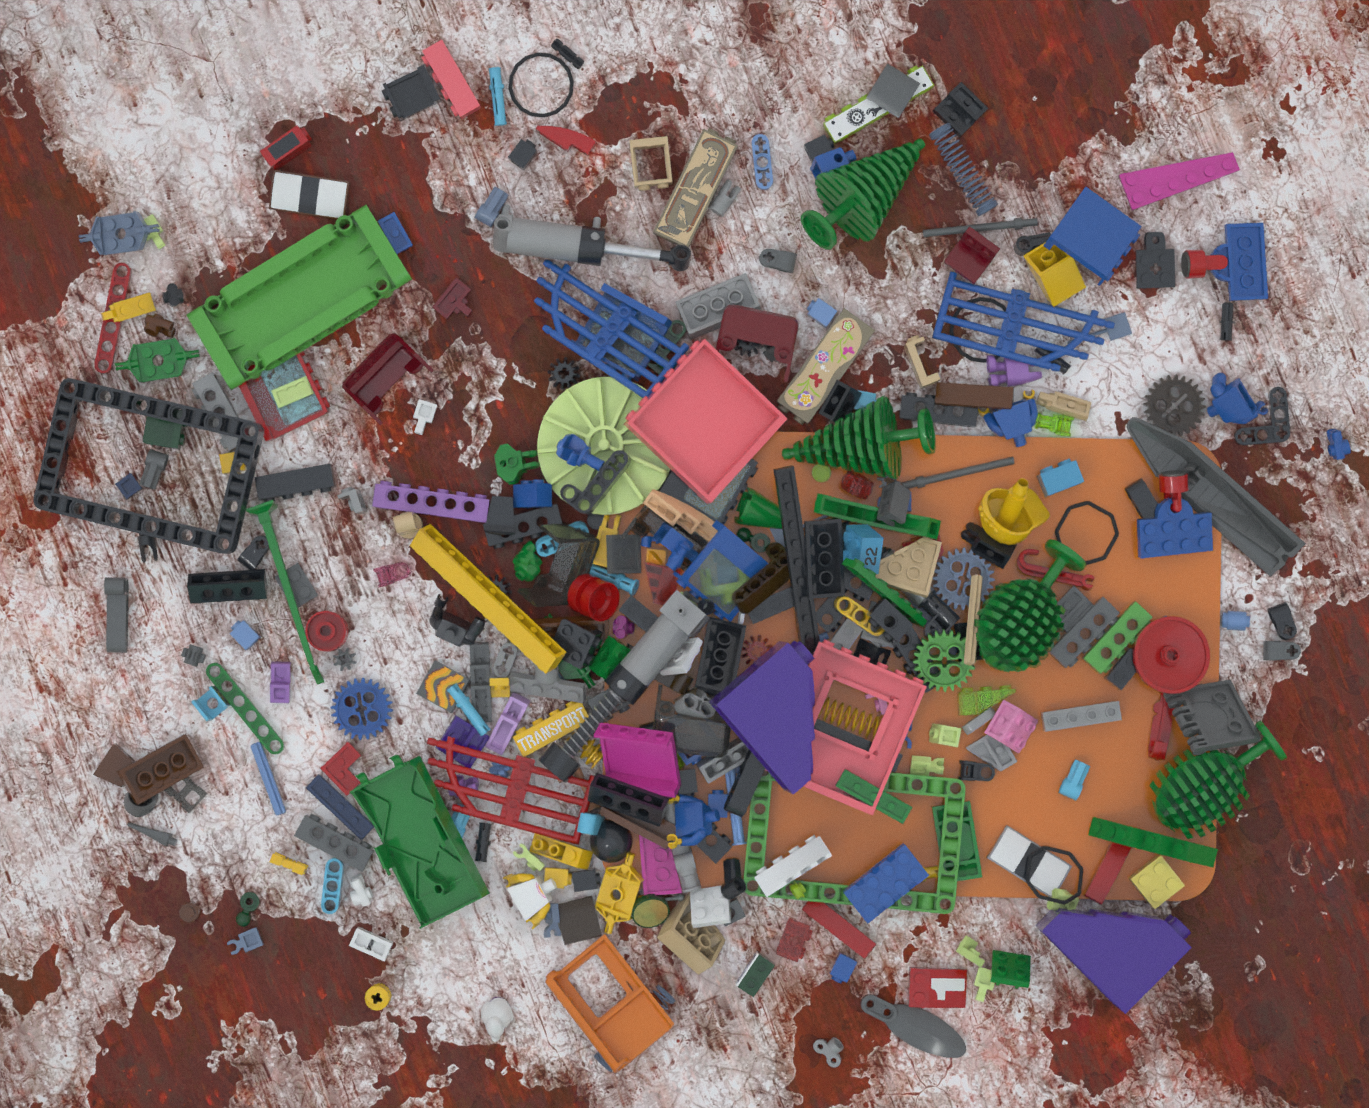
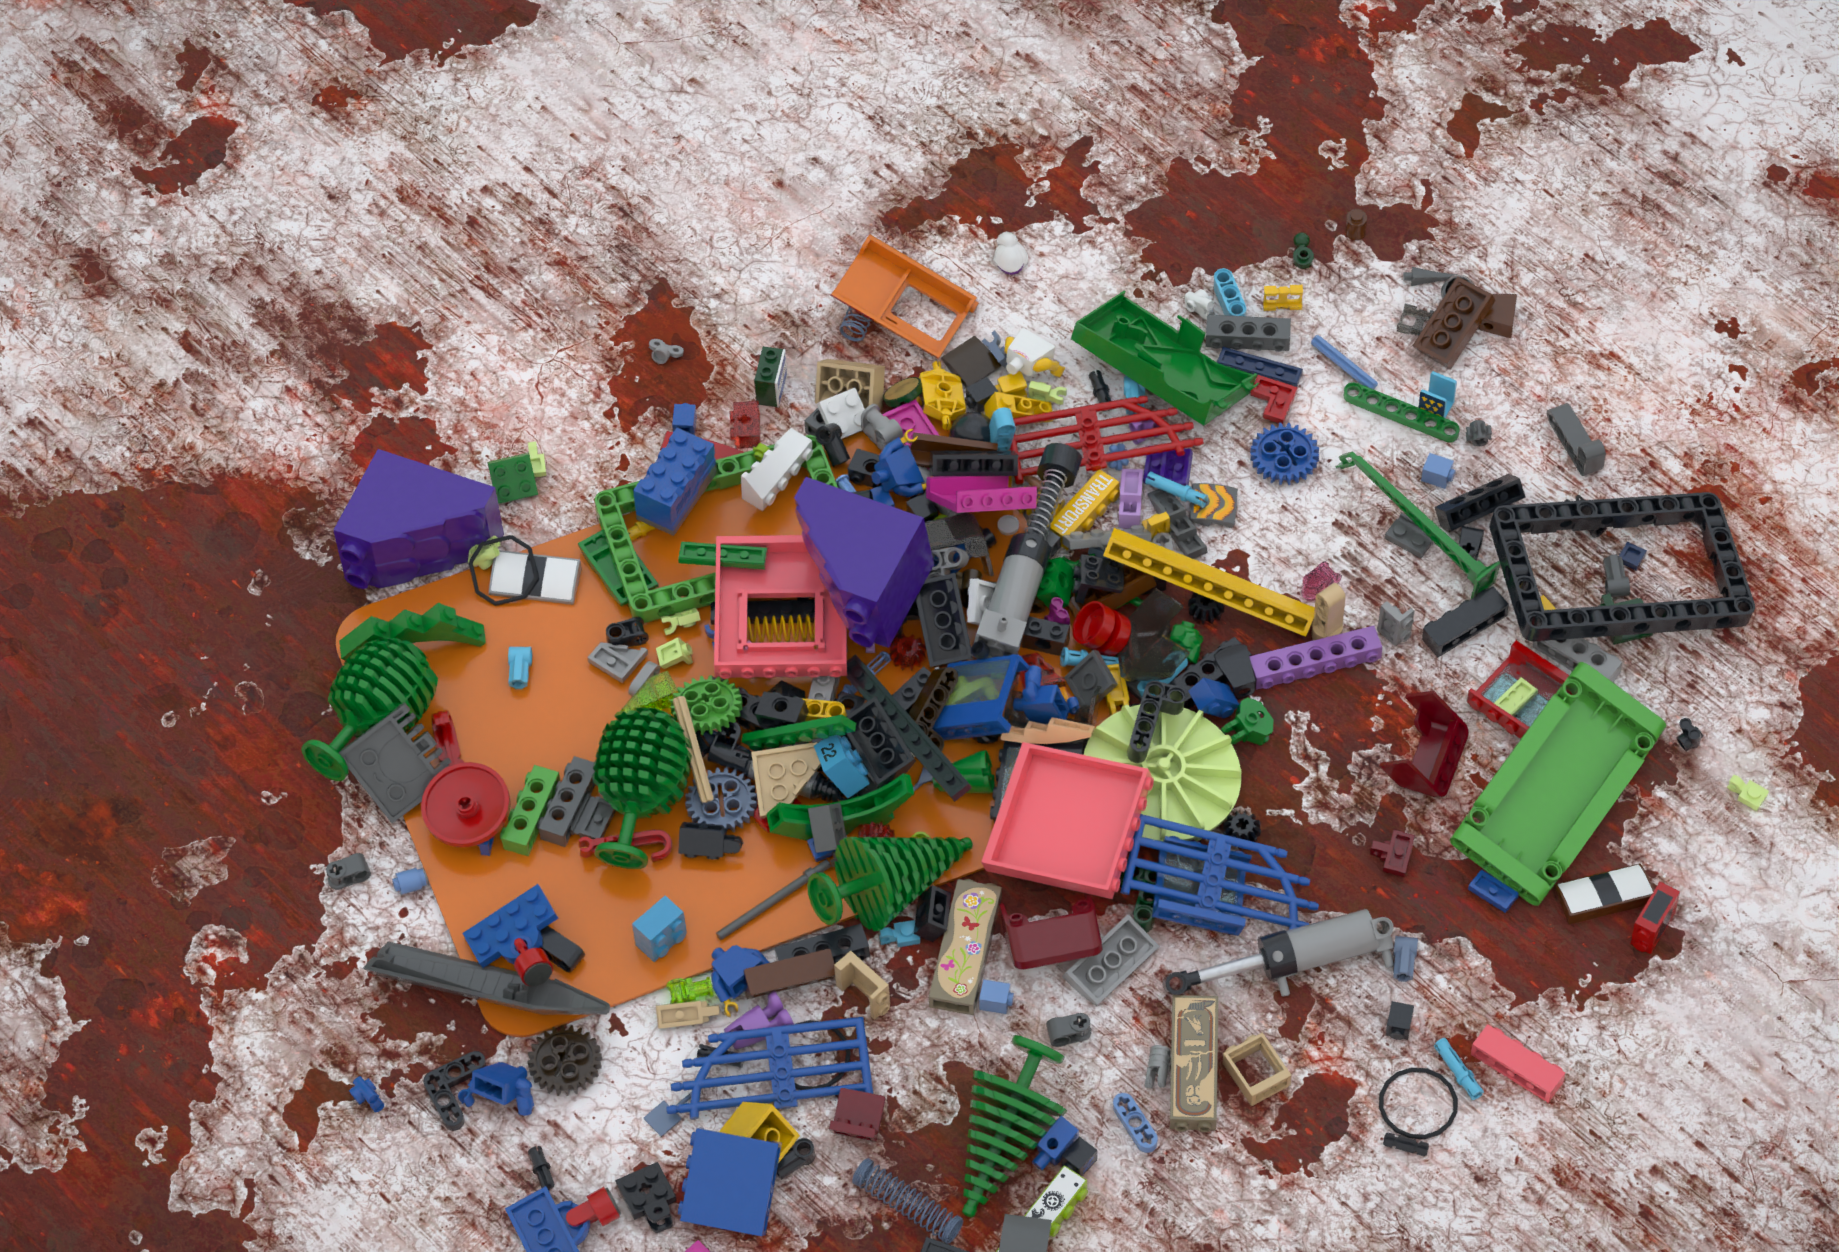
camera: 160 degrees right, 30 degrees down
(104, 335) = (1740, 697): red beam -> none
(105, 233) = (1790, 763): sand blue plate -> none
(130, 308) = (1728, 708): yellow hinge -> none
(142, 355) = (1680, 663): green plate -> none
(156, 324) = (1691, 705): reddish brown plate -> none
(248, 940) = (1286, 225): sand blue plate -> none
(280, 682) = (1378, 447): medium lavender slope -> none
(326, 631) = (1357, 501): red wheel -> none
(349, 656) = (1325, 488): dark grey gear -> none
(370, 997) = (1134, 222): yellow piece -> none
(371, 943) = (1164, 262): white brick -> none
(411, 93) = (1554, 1031): black panel -> none
(424, 413) = (1367, 735): white plate -> none
(452, 628) = (1231, 552): black torso -> none
(567, 138) = (1361, 1056): red slope -> none
(577, 452) = (1187, 740): blue piece -> none
(745, 535) = (960, 751): plate -> none
(917, 1027) = (587, 402): dark grey plant -> none
(937, 987) = (581, 439): red slope -> none
(967, 949) = (560, 476): yellowish green bracket -> none
(1011, 726) = (608, 680): bright pink bracket -> none
(1012, 513) = (696, 872): yellow piece -> none
(1017, 223) = (821, 1174): dark grey bar -> none
(1081, 716) = (538, 723): light grey brick -> none
(1099, 509) = (607, 928): black piece -> none
(1107, 872) = (450, 592): red slope -> none
(1122, 670) = (514, 774): black brick -> none
(1156, 881) = (391, 599): light yellow brick -> none
(1281, 617) = (357, 899): black piece -> none

